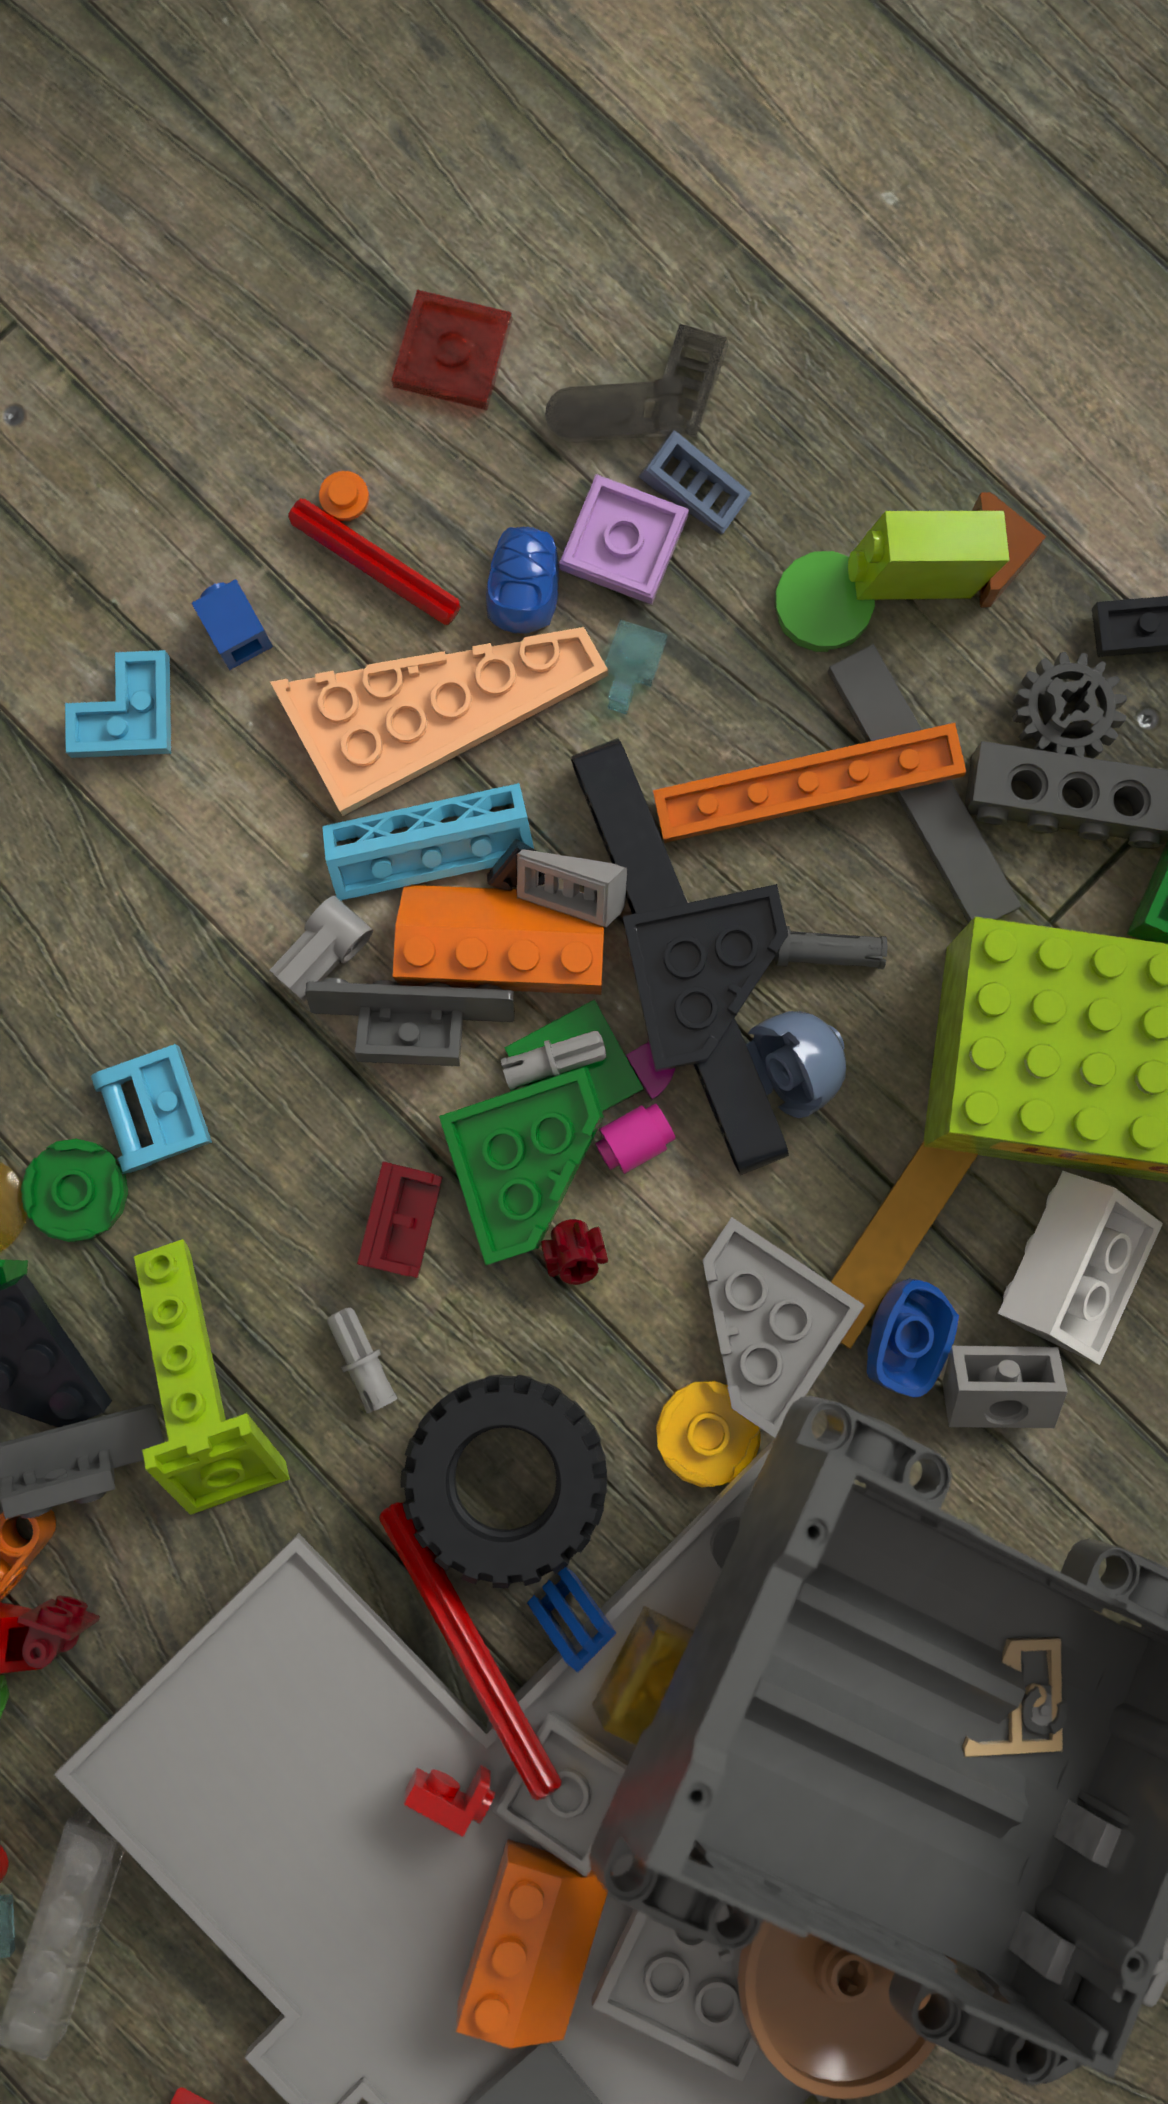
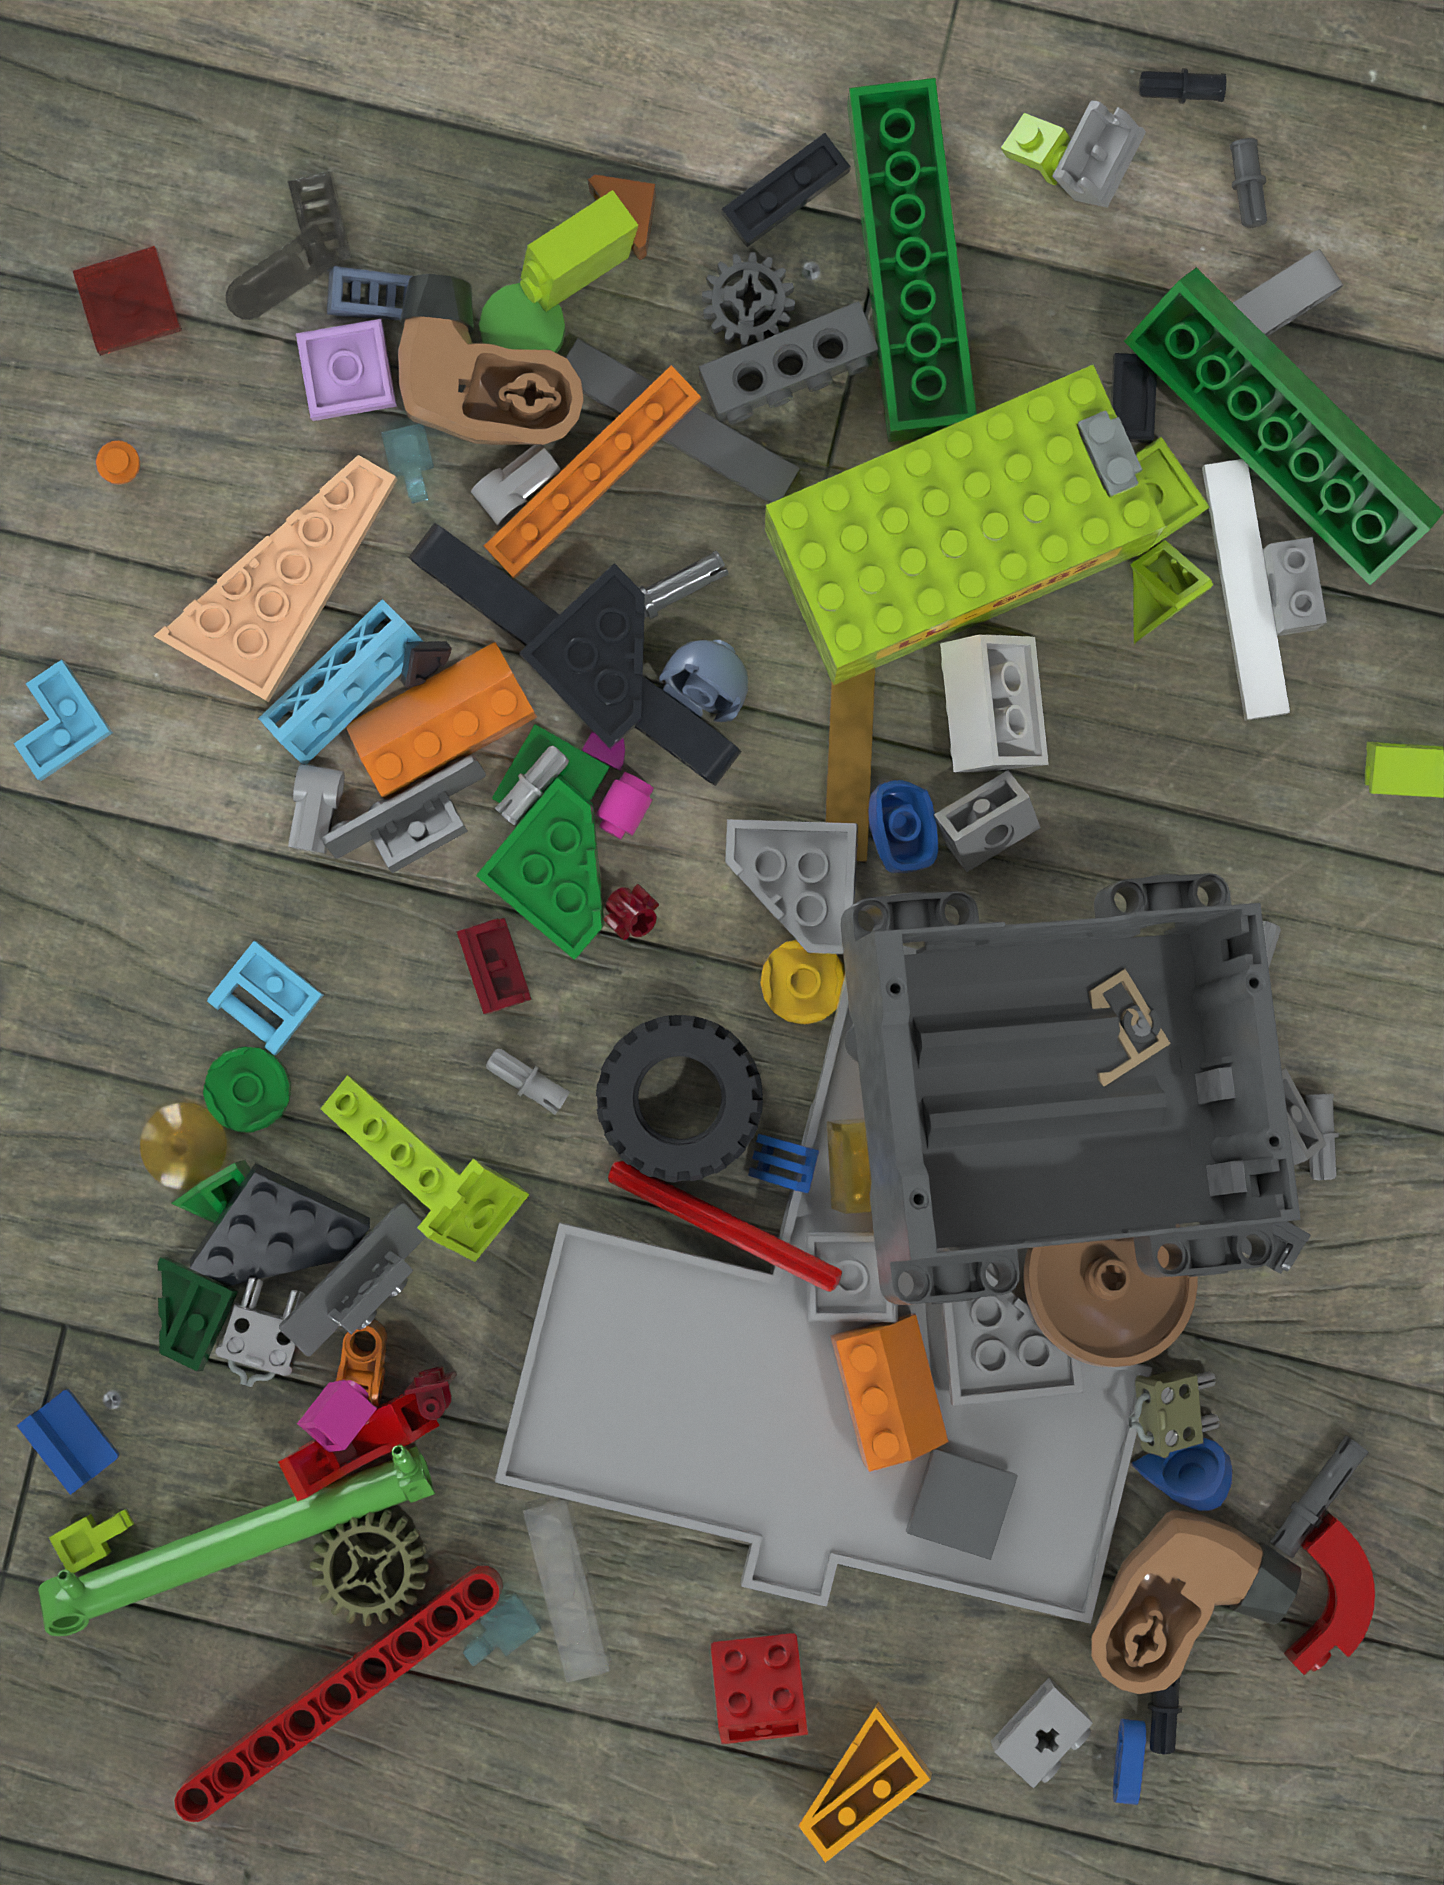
camera: 35 degrees left, 5 degrees up
(231, 623) = (97, 609): blue brick -> none
(374, 561) = (171, 498): red axle -> none
(439, 1798) = (764, 1331): red bracket -> none
(523, 580) = (291, 446): blue piece -> none
(602, 883) = (489, 636): light grey slope -> none
(711, 750) = (507, 490): none -> light grey piece
(745, 631) = (478, 388): none -> medium nougat piece

